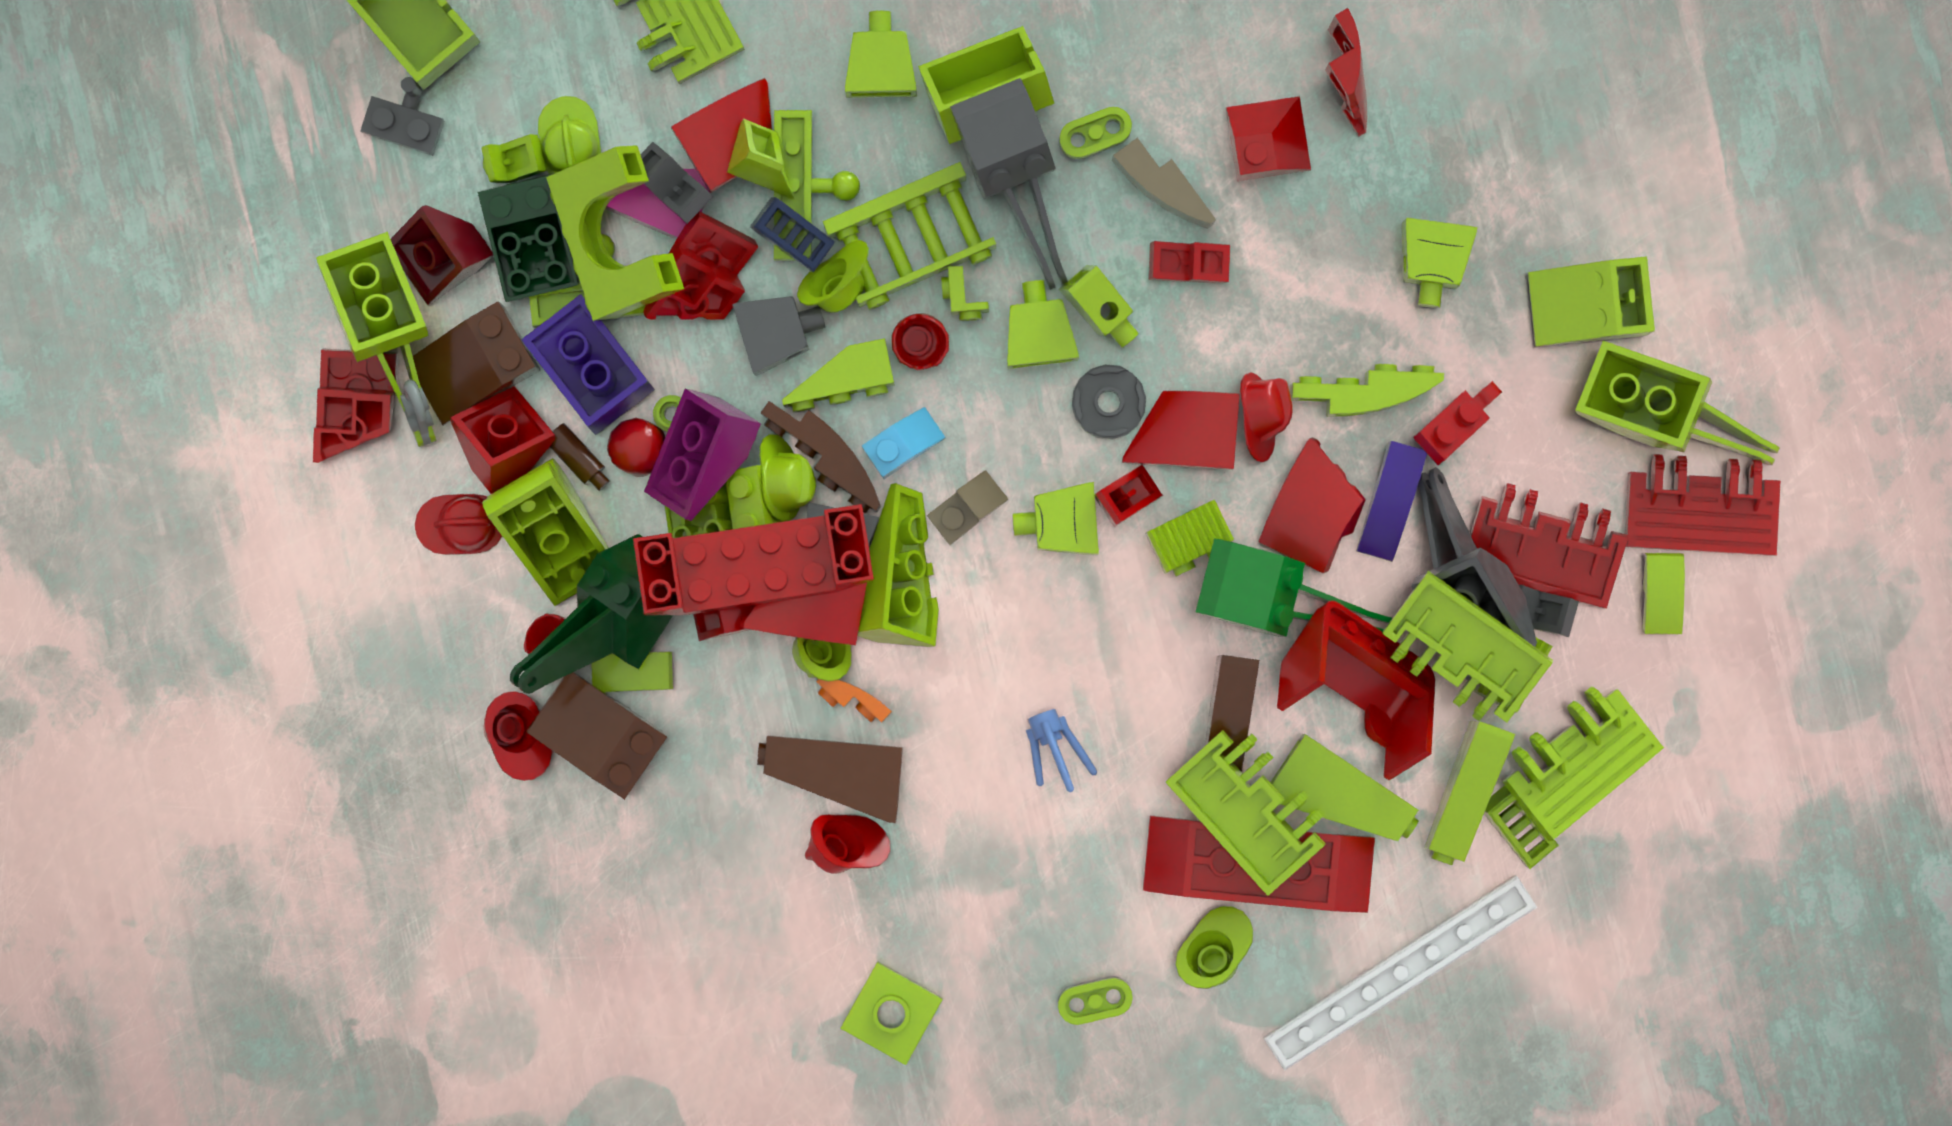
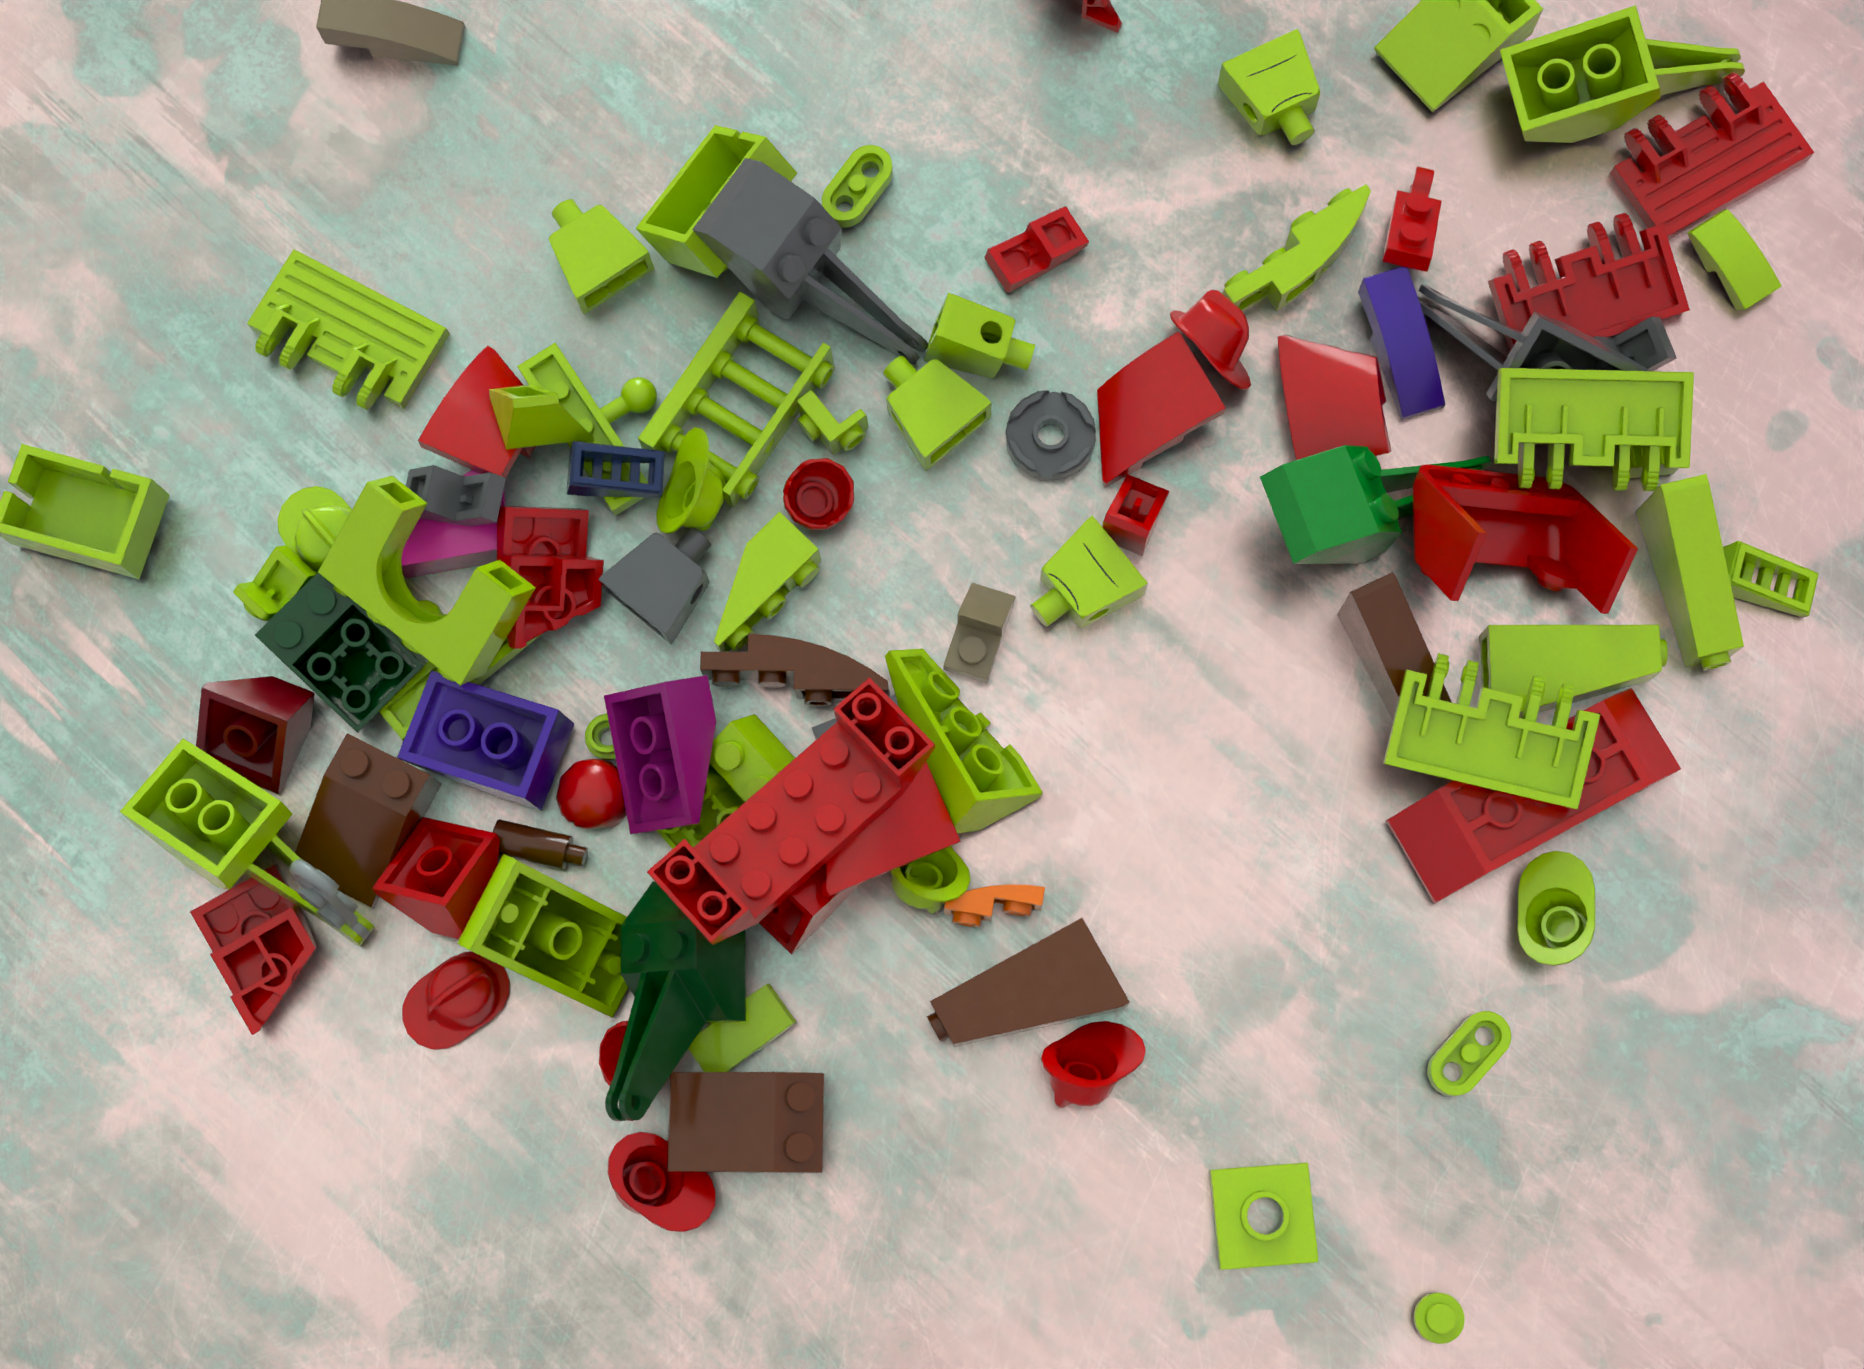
camera: 30 degrees left, 10 degrees down
(403, 123) = (137, 626): dark grey plate -> none
(786, 478) = (772, 718): lime piece -> none
(903, 442) = (867, 610): medium azure slope -> none
(1047, 729) = (1222, 798): medium blue plant -> none
(1162, 185) = (959, 191): dark tan slope -> none
(1188, 537) = (1226, 512): lime brick -> none
(1268, 138) = (1031, 88): red slope -> none
(1400, 972) = (1756, 813): white tile -> none
(1581, 767) = (1785, 475): lime hinge -> none

